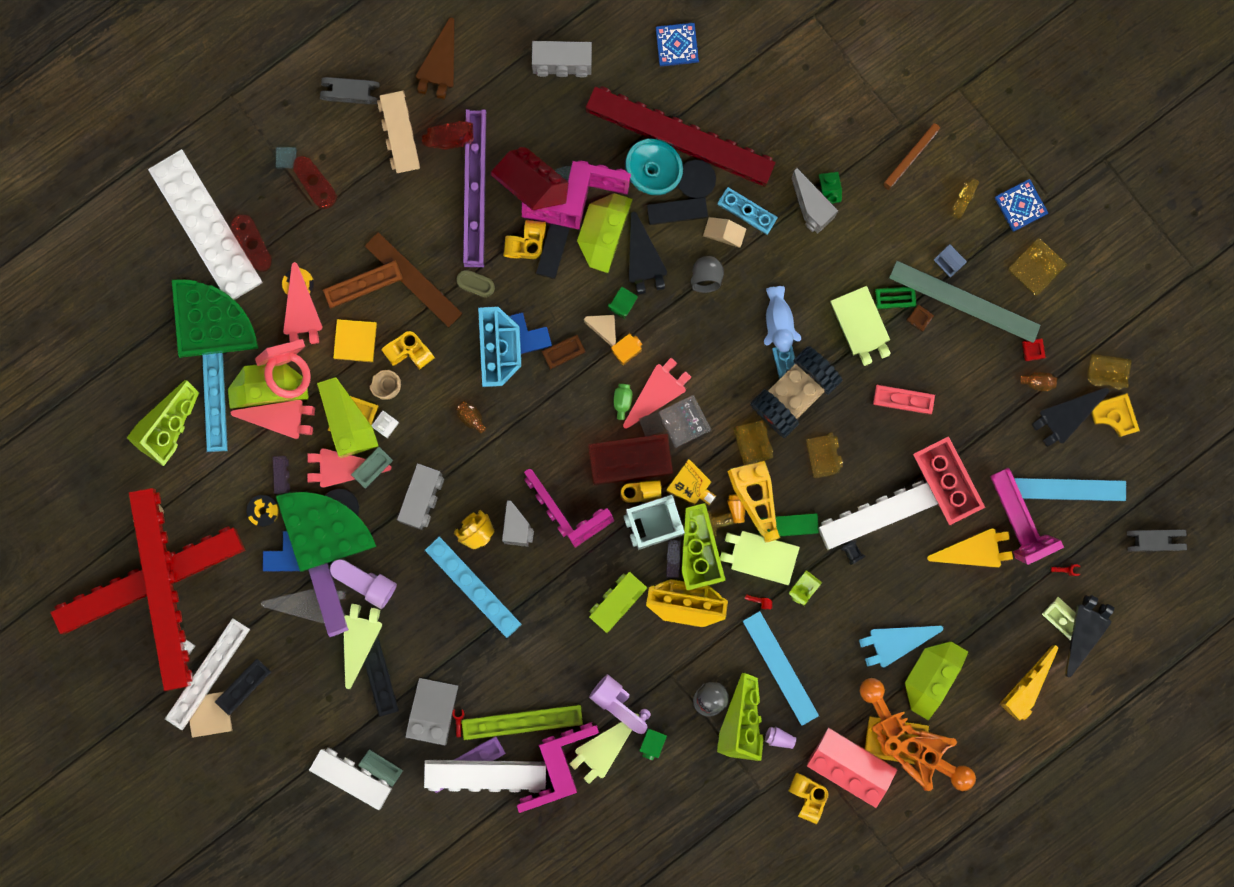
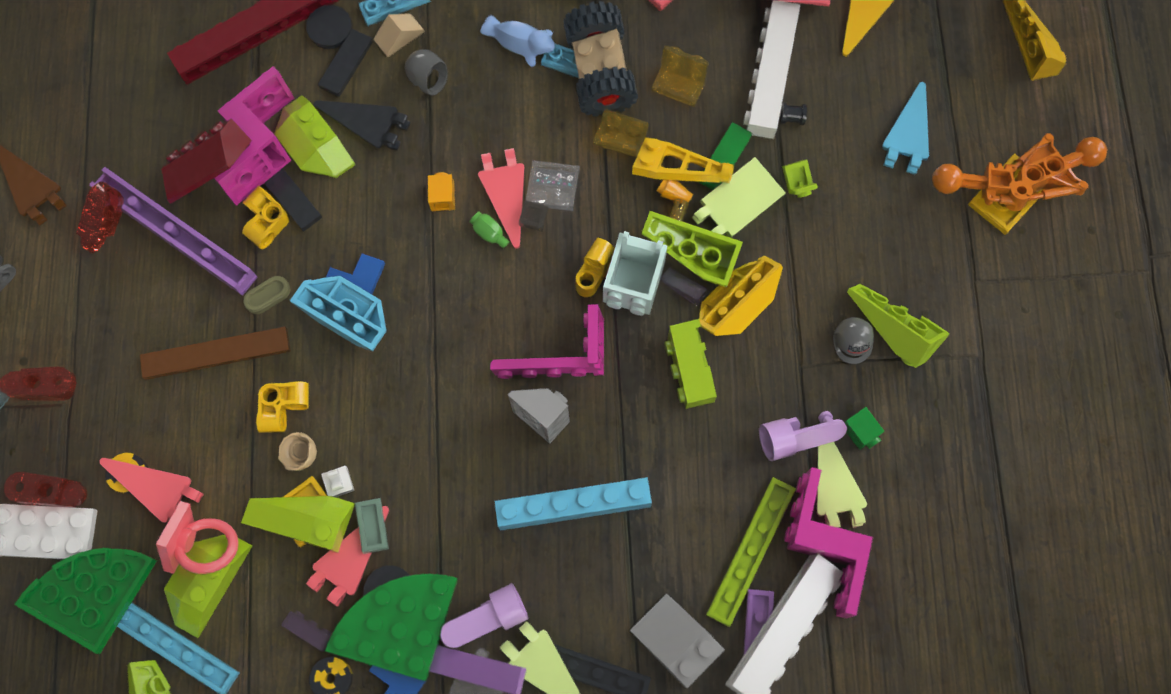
camera: 50 degrees left, 10 degrees down
(279, 417) = (247, 589): coral flag -> none
(355, 340) = (229, 454): yellow tile -> none
(363, 284) = (178, 405): dark orange tile -> none
(399, 132) = (56, 262): tan wedge -> none
(420, 497) = (439, 492): light grey brick -> none
(458, 722) = (705, 619): red hand -> none
(470, 416) = (394, 388): clear orange plant -> none
(475, 530) = (515, 460): yellow cone -> none
(561, 58) = (115, 64): light grey brick -> none
(563, 351) = (399, 255): reddish brown tile -> none
(603, 326) = (403, 199): tan slope -> none
(622, 302) = (394, 167): green bracket -> none
(630, 459) = (553, 257): clear red brick -> none
(661, 160) = (287, 49): teal dish -> none
(691, 485) = (620, 215): yellow torso -> none
(766, 603) = (789, 226): red hand -> none
(779, 738) = (936, 301): lavender cone -> none
(780, 668) = (865, 255): medium azure tile -> none
(804, 788) = (1031, 313): yellow piece -> none
(852, 767) = (1014, 248): coral slope -> none
(933, 677) = (971, 118): lime wedge -> none

